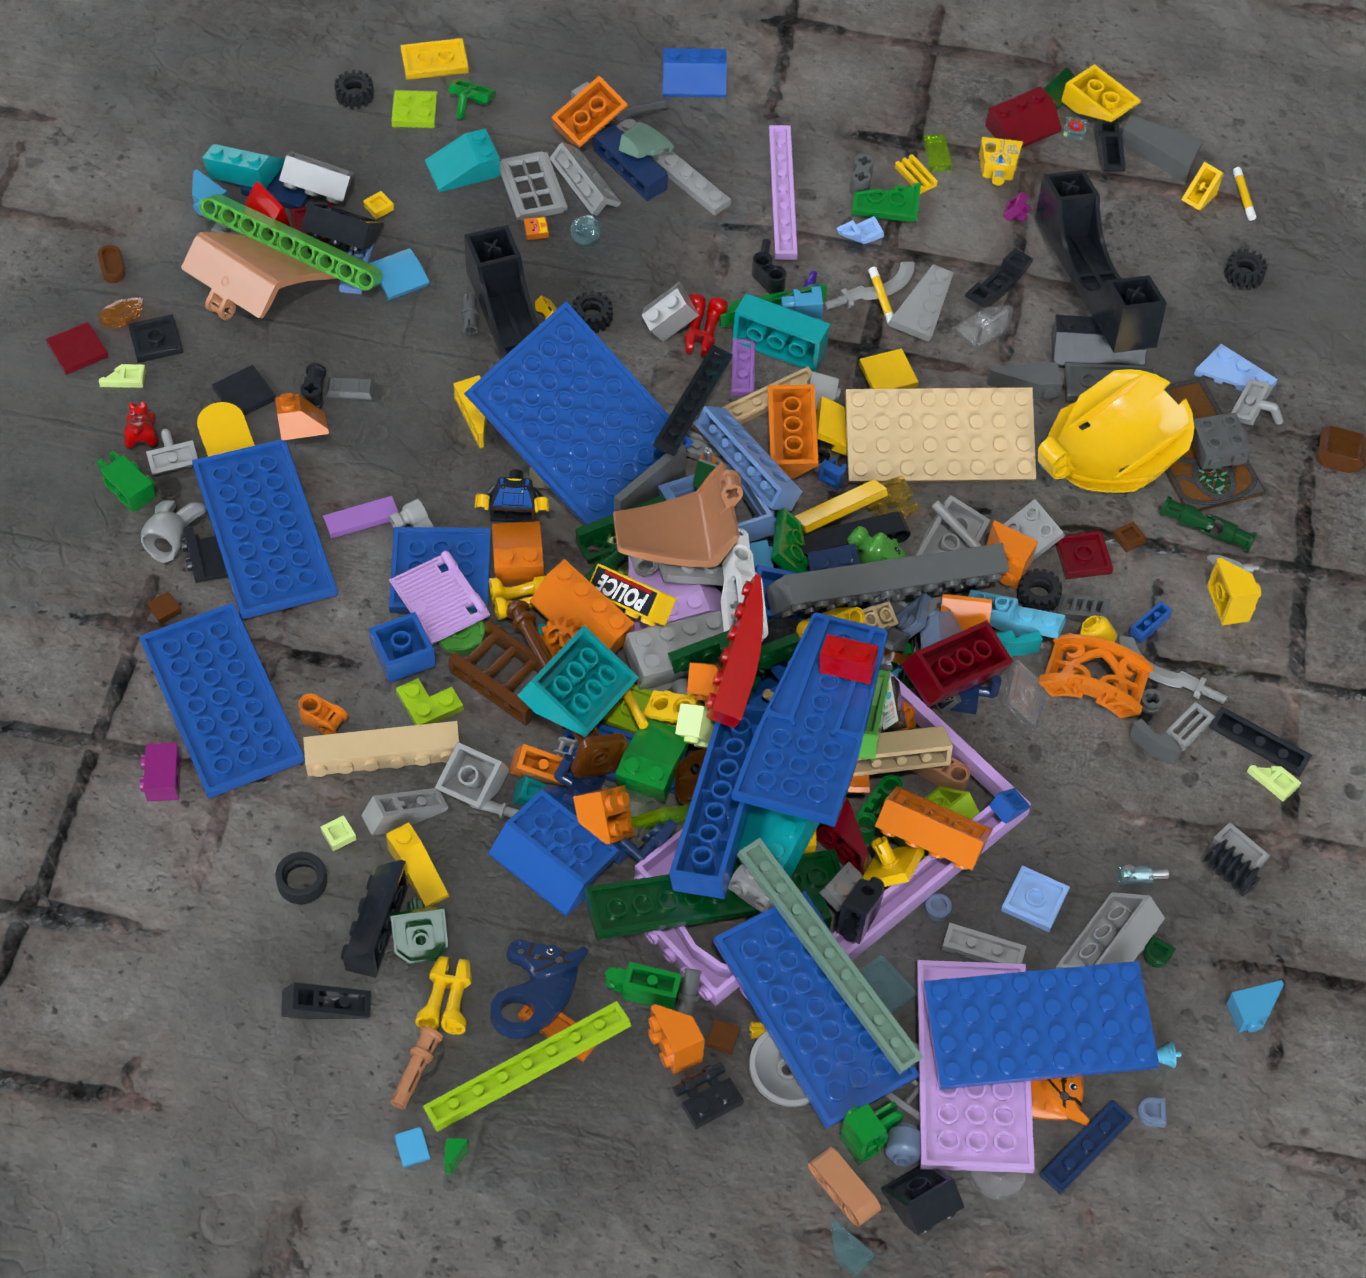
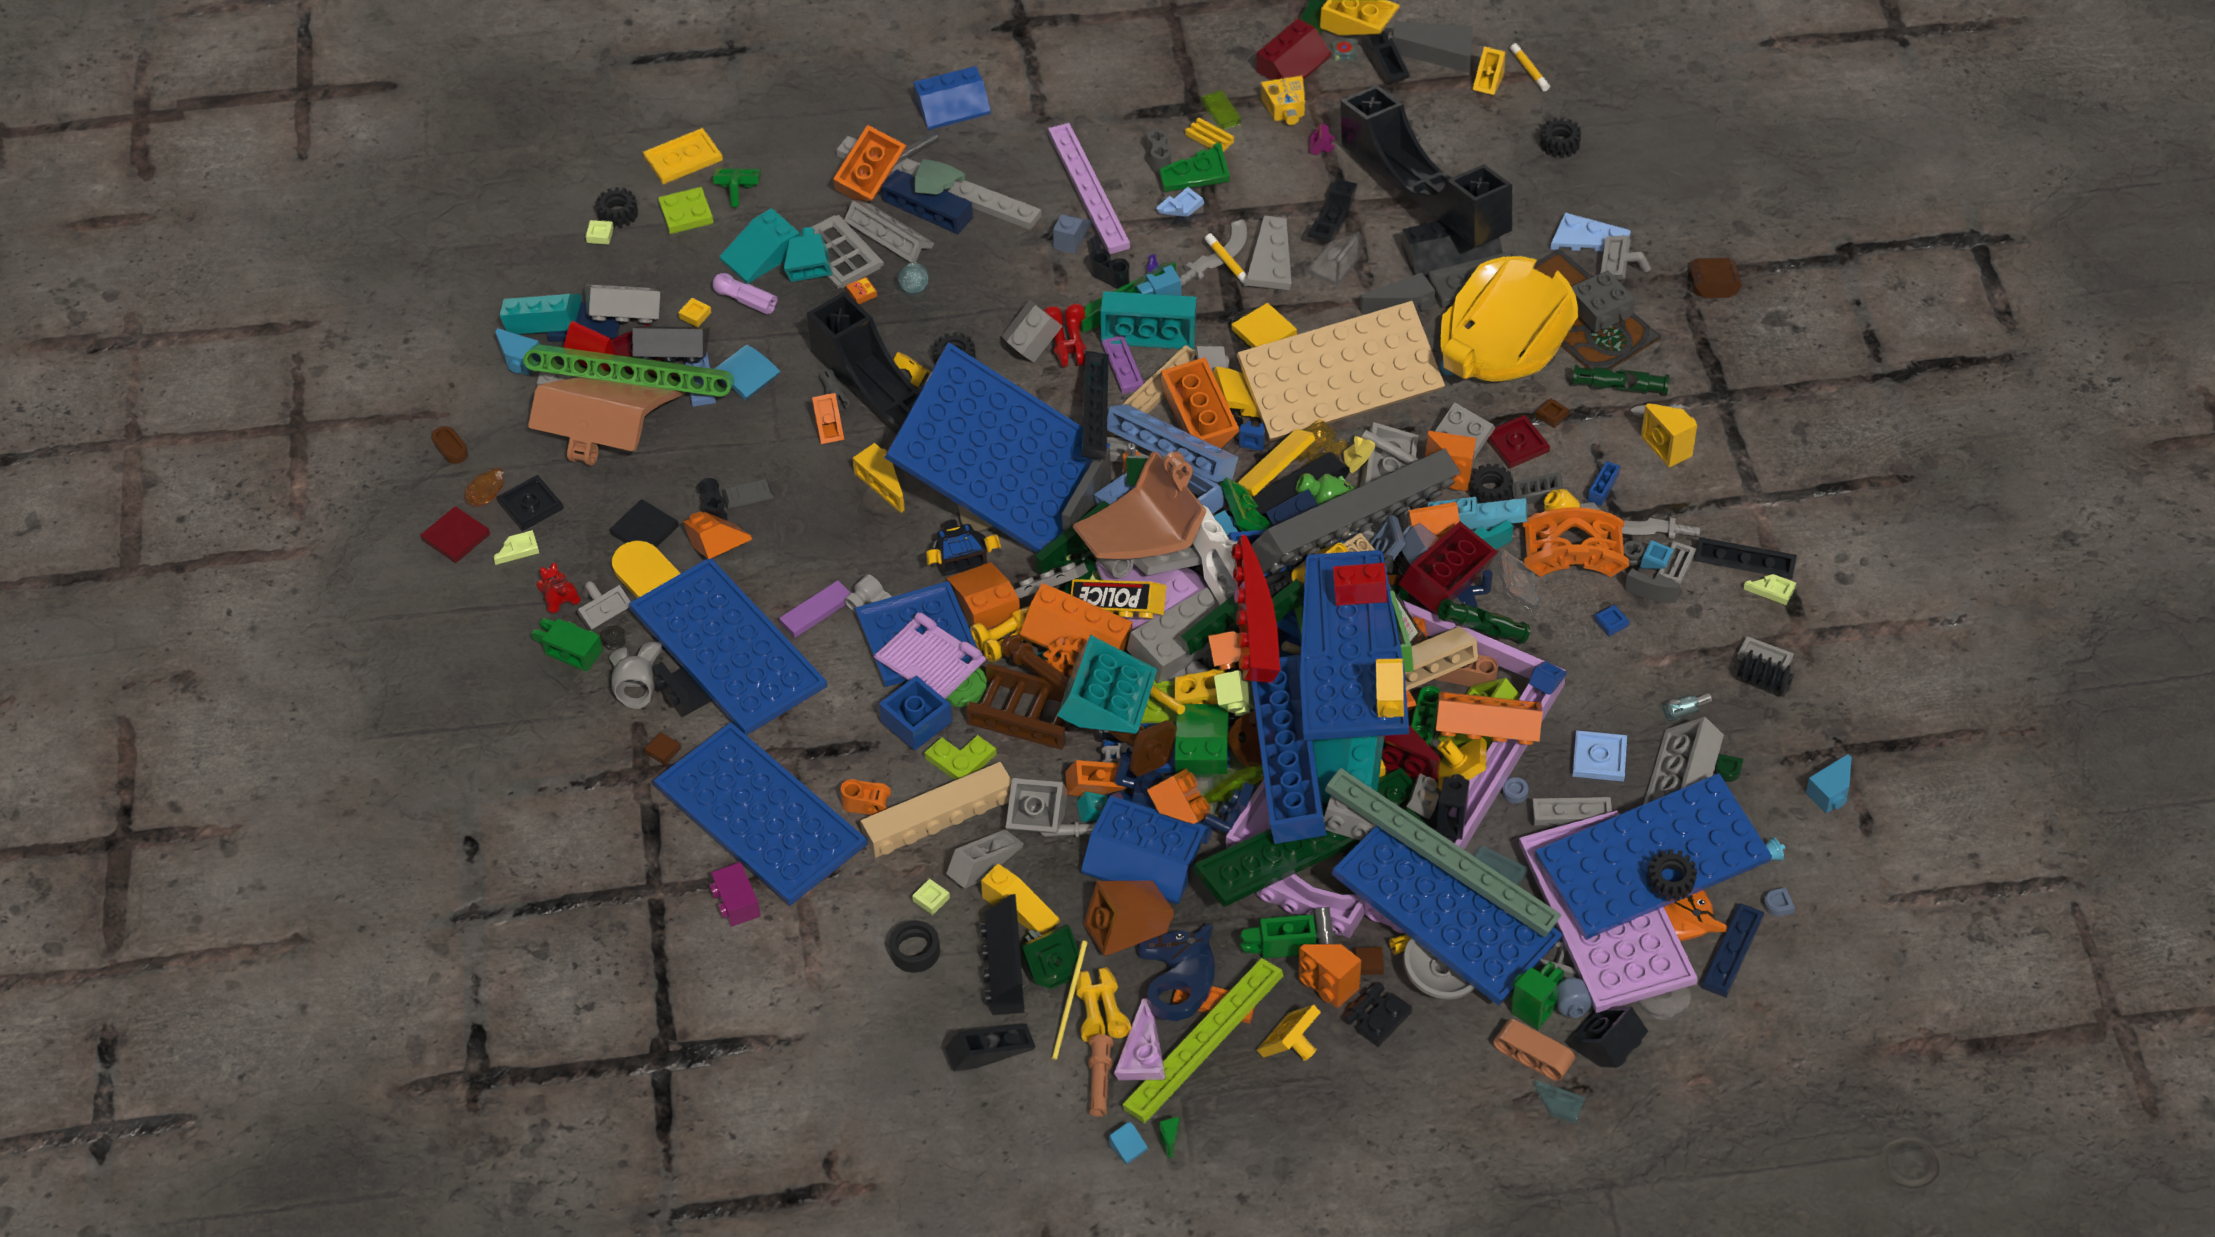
camera: 15 degrees left, 5 degrees down
(329, 107) = (599, 232): none -> yellowish green plate
(419, 981) = (1069, 1000): none -> light yellow piece
(430, 200) = (745, 293): none -> lavender piece
(450, 339) = (827, 418): none -> orange slope
(463, 1060) = (1142, 1053): none -> lavender wing
(499, 182) = (807, 257): none -> teal torso
(509, 913) = (1126, 914): none -> dark orange slope
(580, 556) = (1069, 572): none -> light grey plate
(611, 1089) = (1290, 1034): none -> yellow tile
(747, 228) = (1070, 232): none -> sand blue slope
(829, 777) = (1390, 687): none -> yellow slope
(923, 521) = (1358, 453): none -> light yellow slope
(978, 731) = (1483, 621): none -> dark green piece
(1041, 1069) = (1678, 863): none -> black tyre
(1102, 763) = (1611, 620): none -> blue tile
(1172, 712) = (1656, 556): none -> dark azure slope

